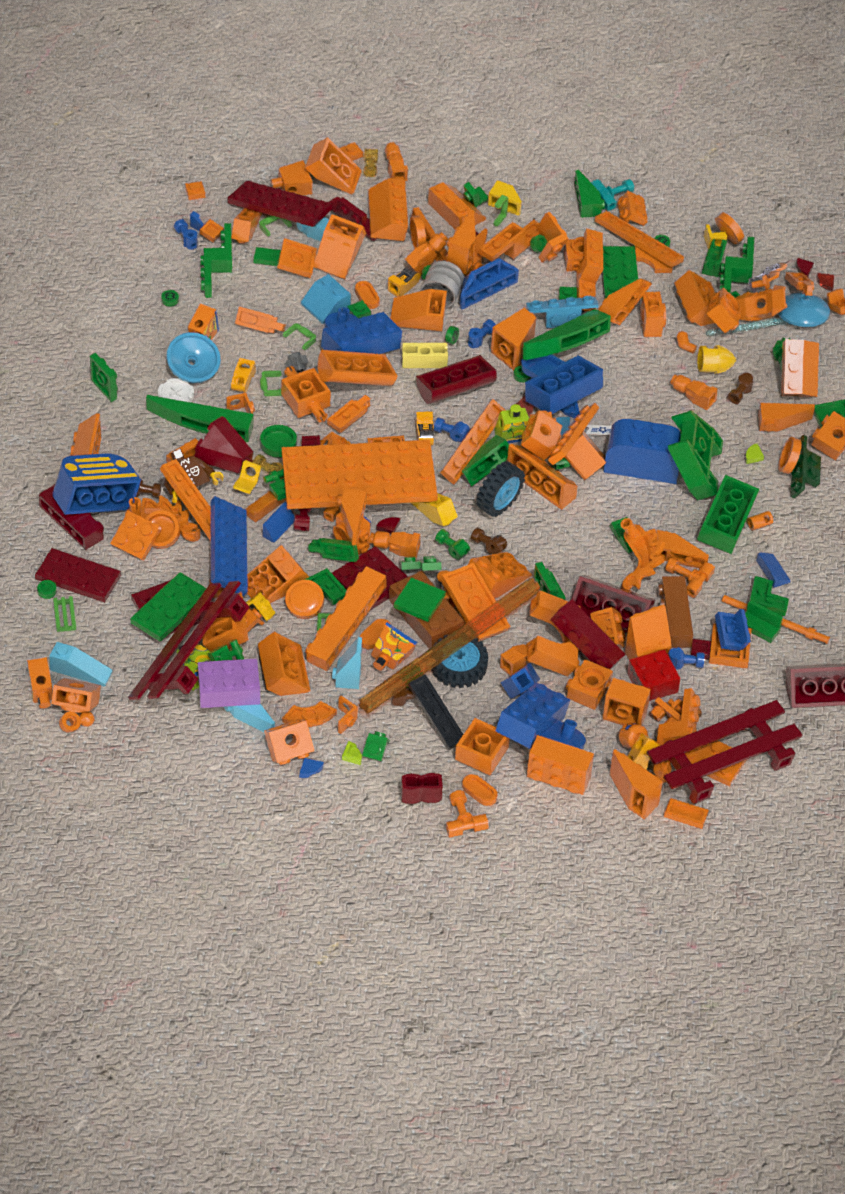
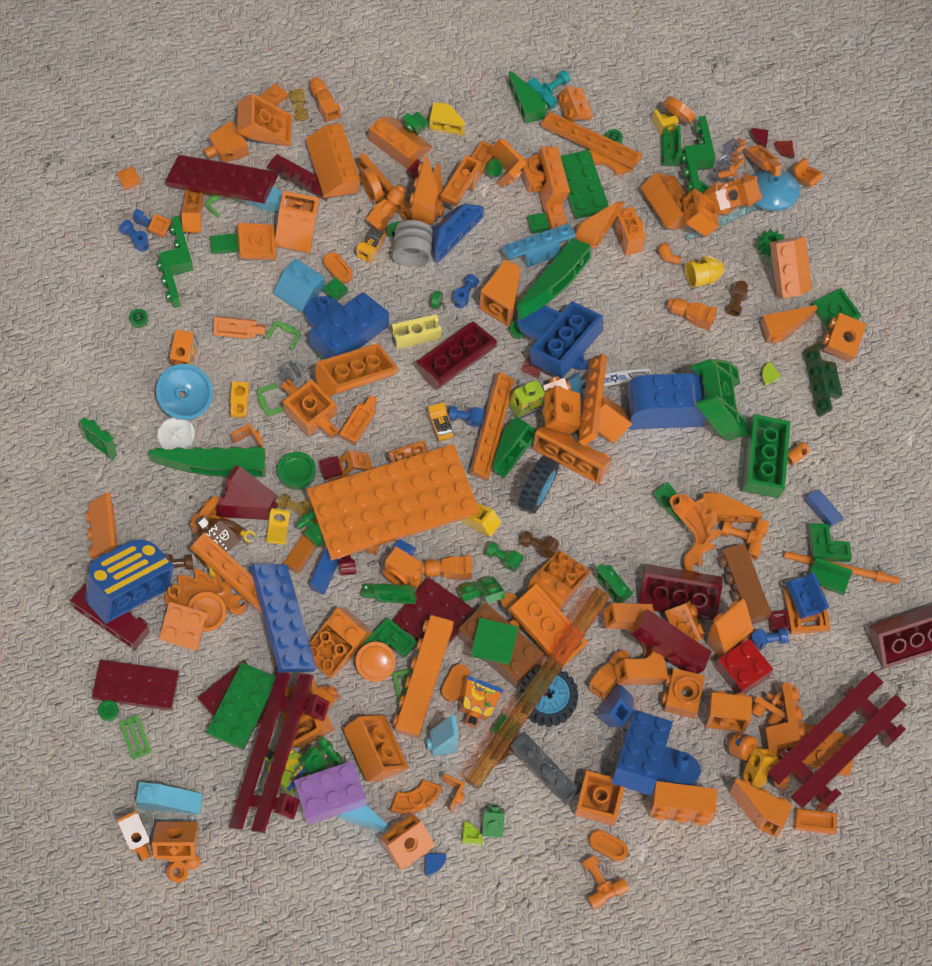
camera: 15 degrees left, 15 degrees up
(262, 605) = (333, 679): yellow bracket -> none
(352, 511) = (401, 556): orange slope -> none
(388, 524) = (434, 547): dark red tile -> none
(420, 310) = (397, 278): orange slope -> none
(422, 788) = (558, 863): dark red brick -> none
(503, 203) = (446, 135): bright green piece -> none
(789, 455) = (808, 372): orange piece -> none

